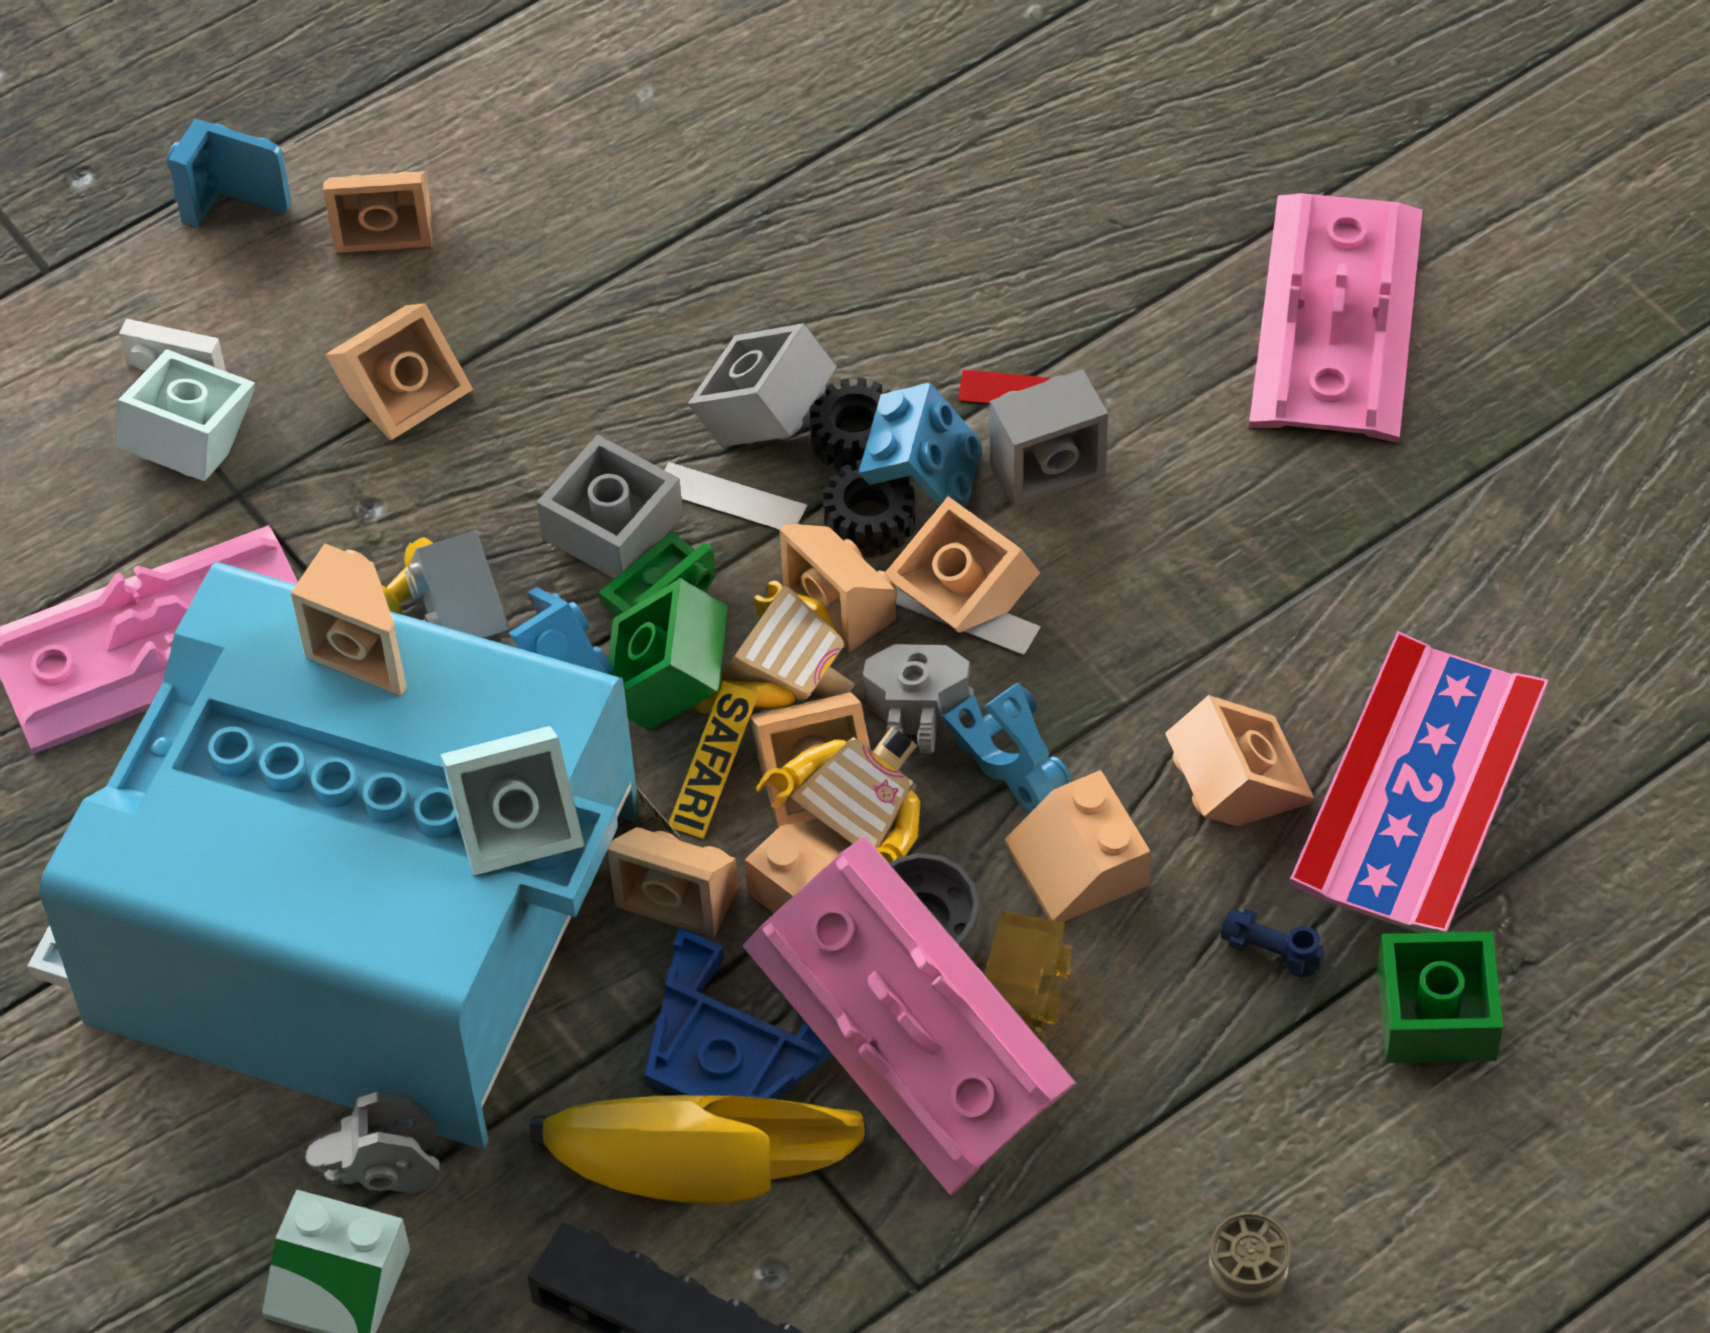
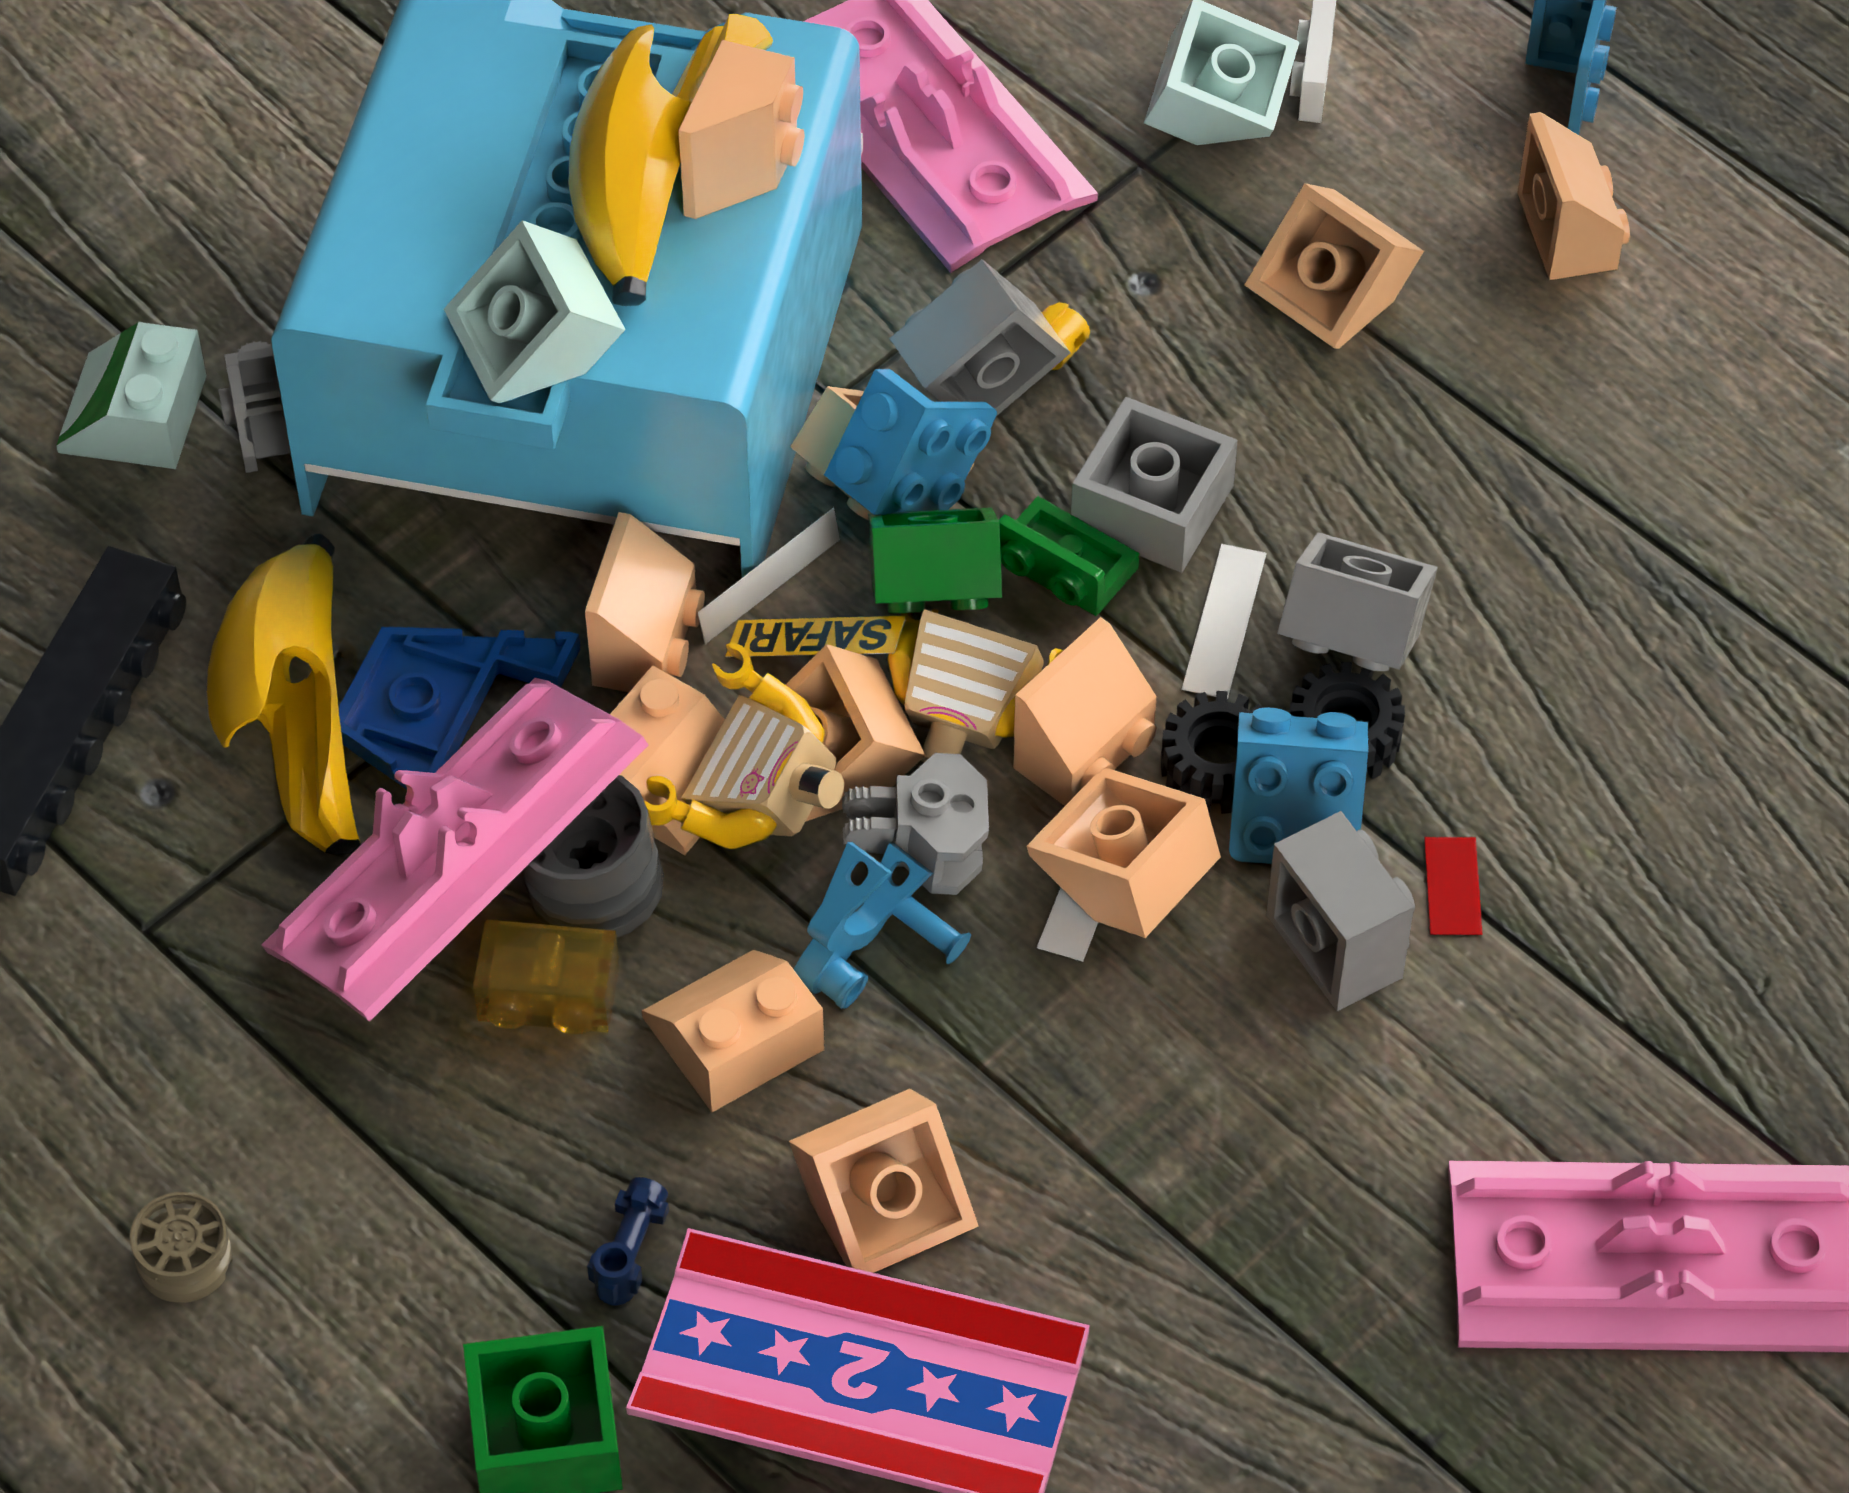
camera: 80 degrees right, 0 degrees up
(340, 691) = (629, 151): none -> yellow piece

